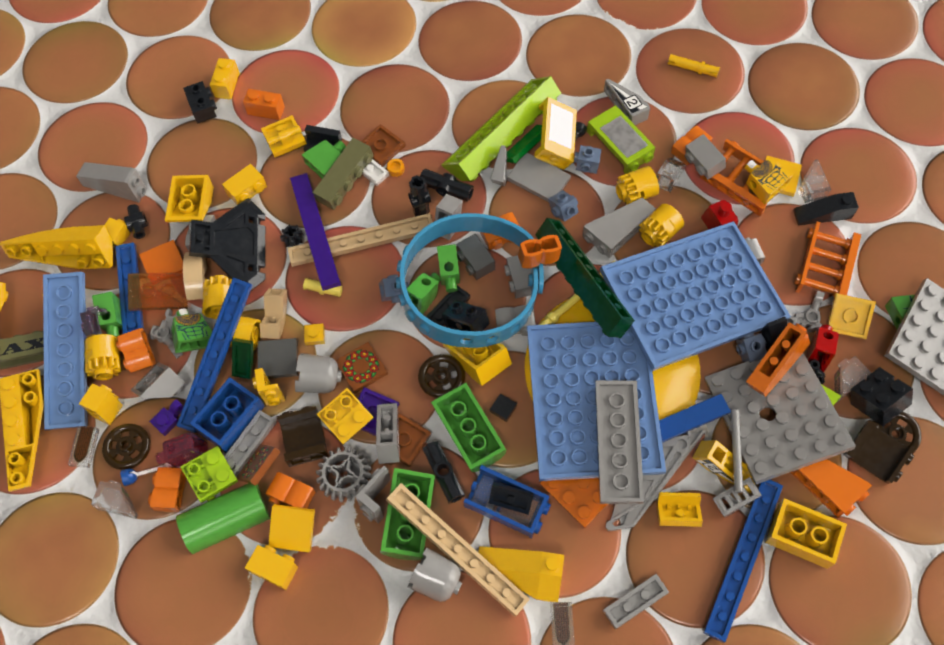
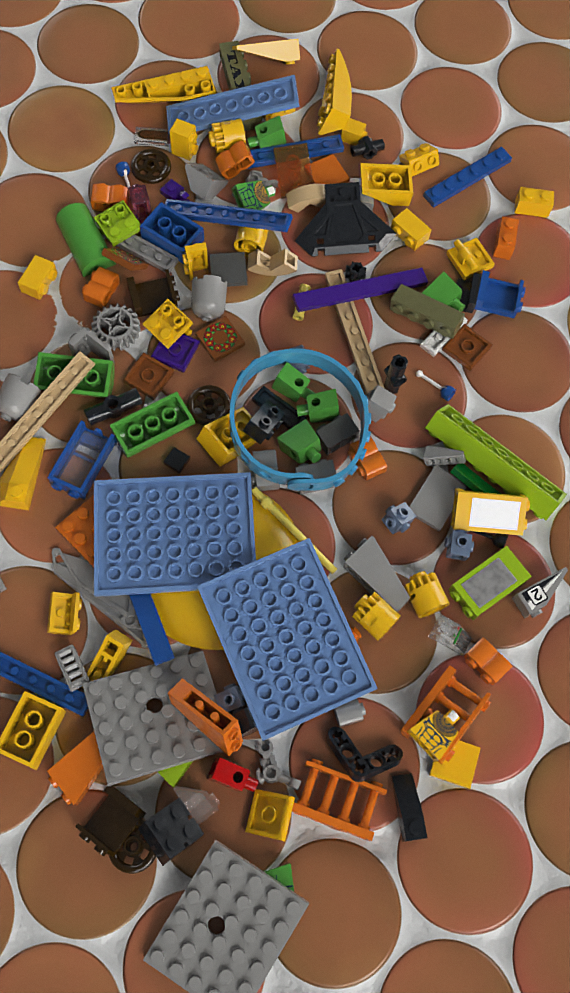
camera: 80 degrees right, 5 degrees up
(90, 322) = (253, 118): bracket -> none
(113, 180) = (407, 123): light grey slope -> none
(113, 499) = (102, 162): clear slope -> none
(155, 173) = (420, 158): none -> yellow bracket
(184, 135) = (467, 177): none -> blue plate
(200, 102) = (502, 183): black brick -> none
(214, 294) = (294, 208): yellow gear -> none
(242, 358) = (225, 239): dark green tile -> none
(291, 528) = (68, 288): yellow tile -> none
(314, 334) = (254, 299): yellow plate -> none
(328, 111) = (499, 296): none -> blue panel
(387, 434) = (149, 357): light grey slope -> none
(395, 167) = (441, 361): light orange tile -> none
(429, 163) = (446, 391): none -> hinge
(447, 184) = (421, 407): black piece -> none
(488, 285) = (301, 443): none -> bright green torso
(511, 498) = (83, 461): black plate -> none
(541, 251) = (317, 469): orange brick -> none
(587, 282) = (302, 526): dark green brick -> none
(618, 442) = (123, 549): light grey plate -> none
(705, 157) = (461, 665): light grey brick -> none
(719, 214) = (387, 682): red torso -> none
(736, 447) = (121, 668): light grey bar -> none
(794, 240) = (362, 763): none -> black beam
(814, 184) = (443, 797): clear slope -> none
(819, 373) = (207, 764): black arm -> none

